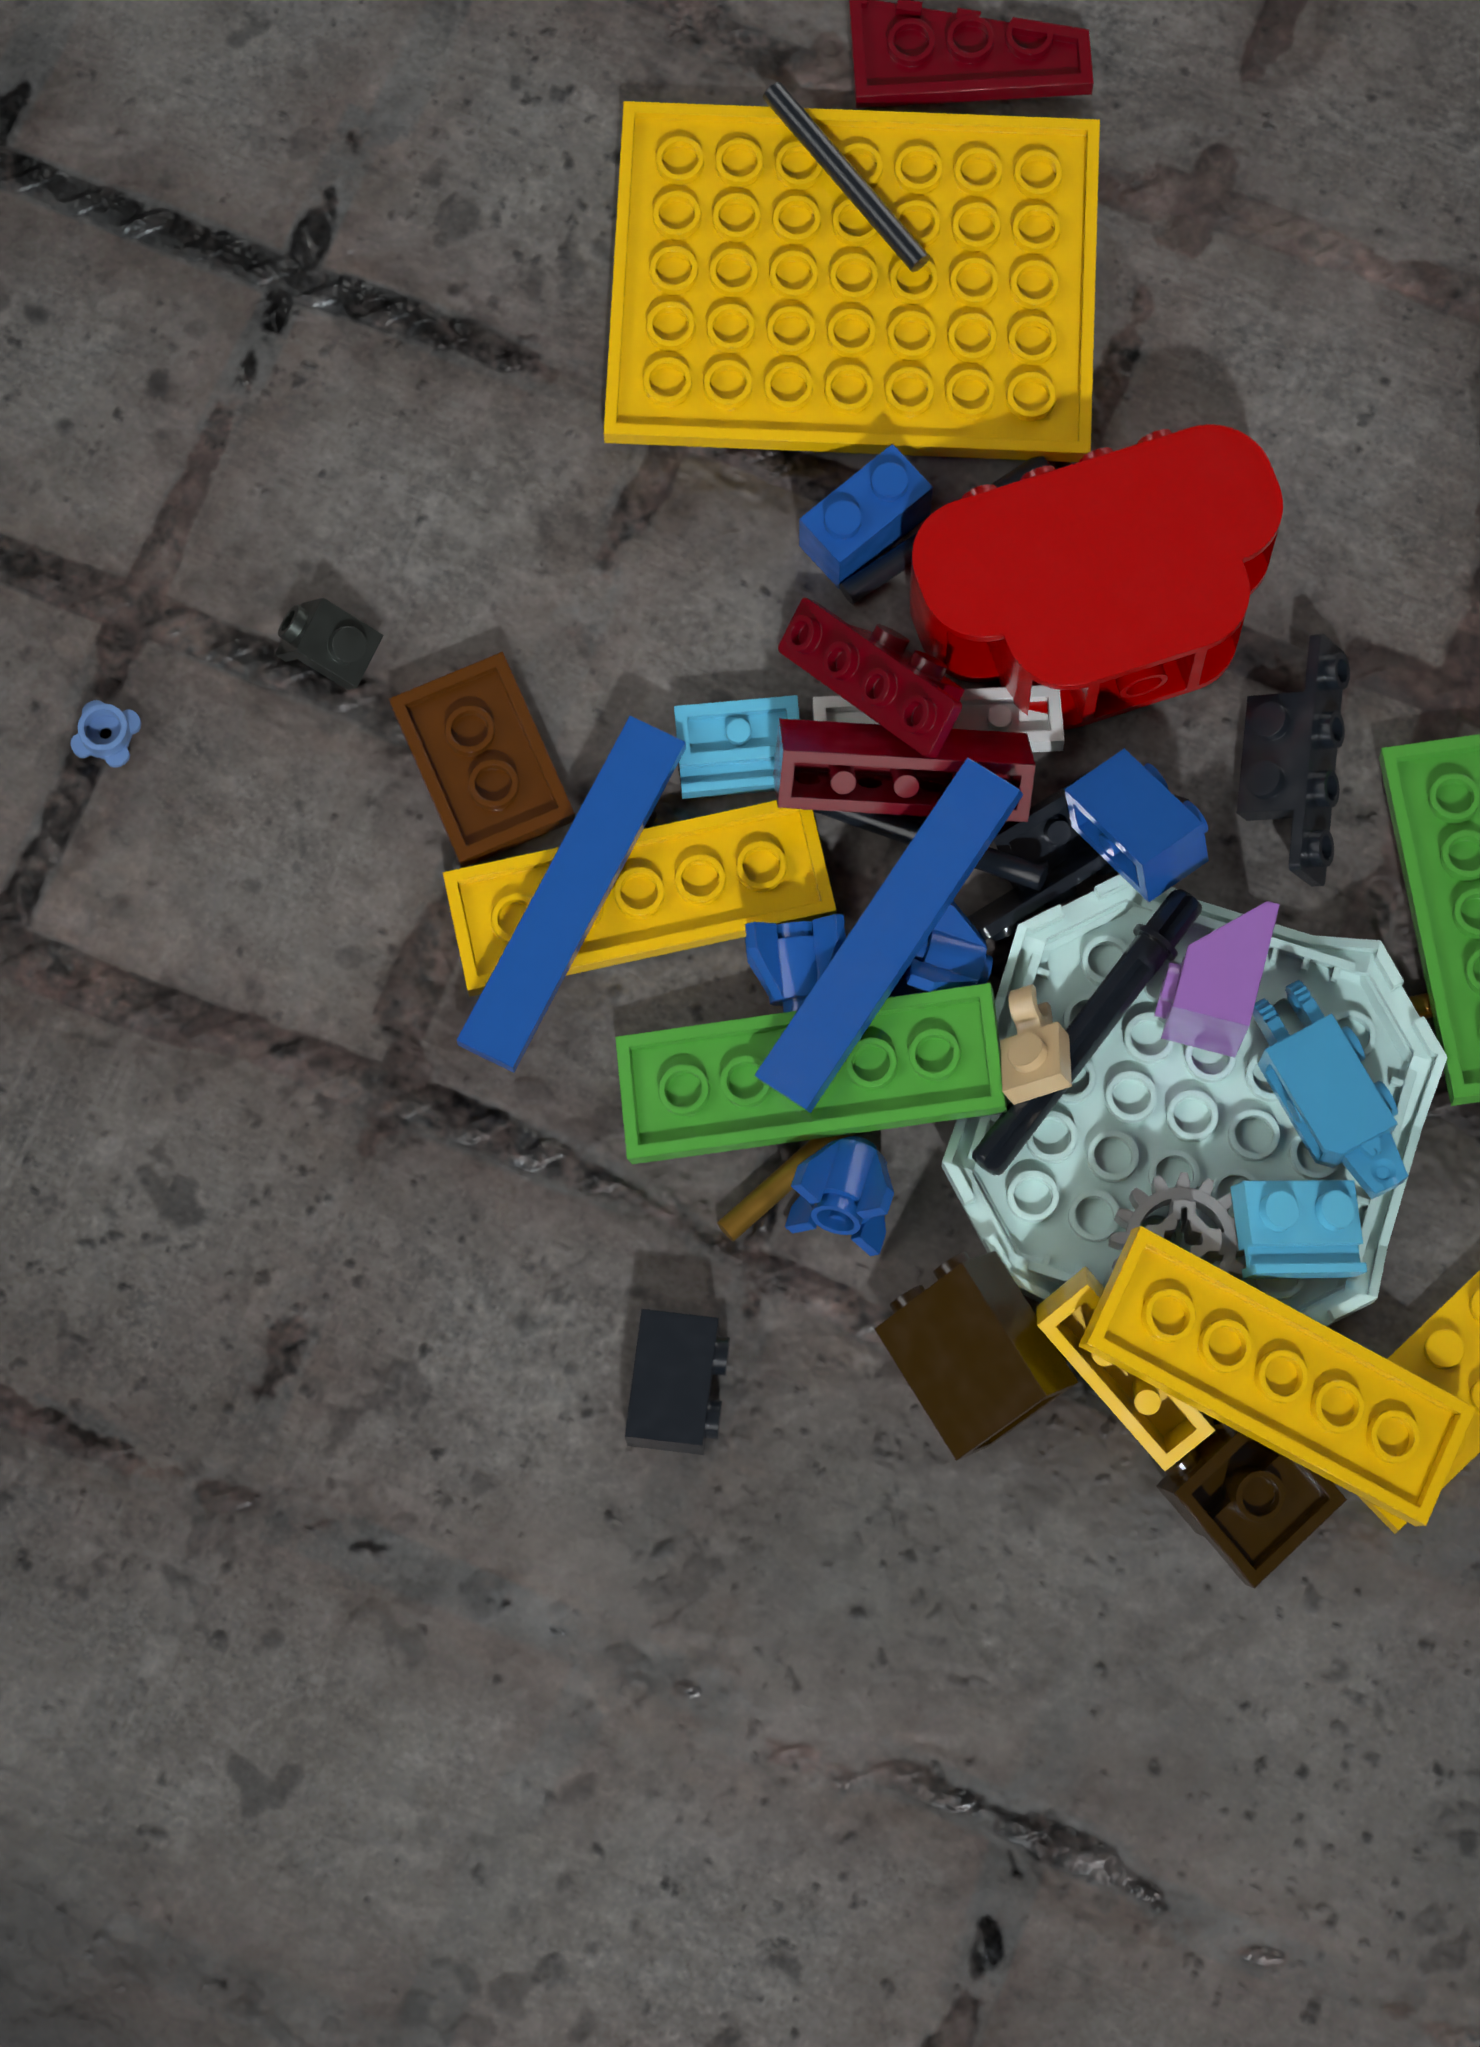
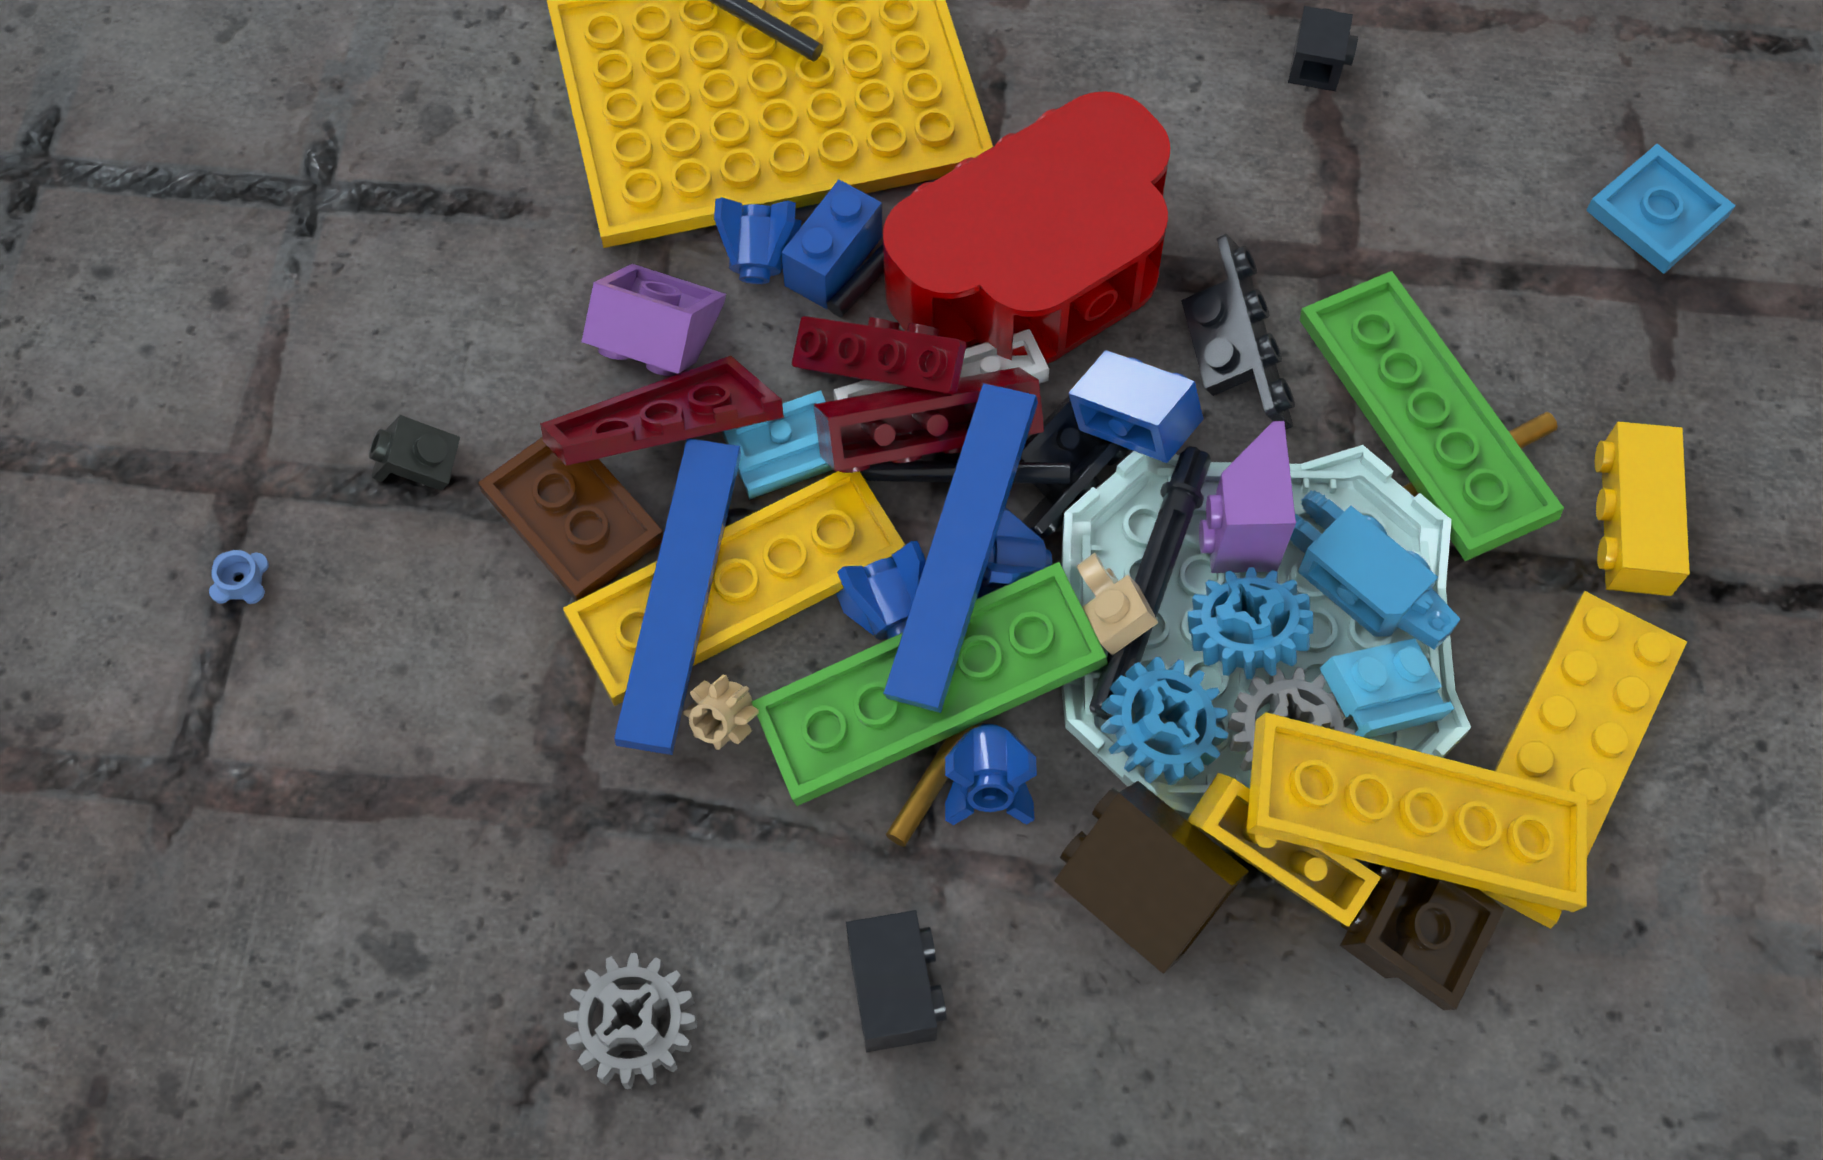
camera: 20 degrees left, 10 degrees down
(418, 1331) = (613, 1037): none -> light grey gear
(579, 1039) = (720, 712): none -> tan gear
(627, 674) = (667, 411): none -> dark red wing
(635, 550) = (651, 318): none -> medium lavender slope
(779, 485) = (755, 236): none -> blue brick
(1050, 1218) = (1168, 747): none -> dark azure gear
(1144, 1118) = (1250, 623): none -> dark azure gear

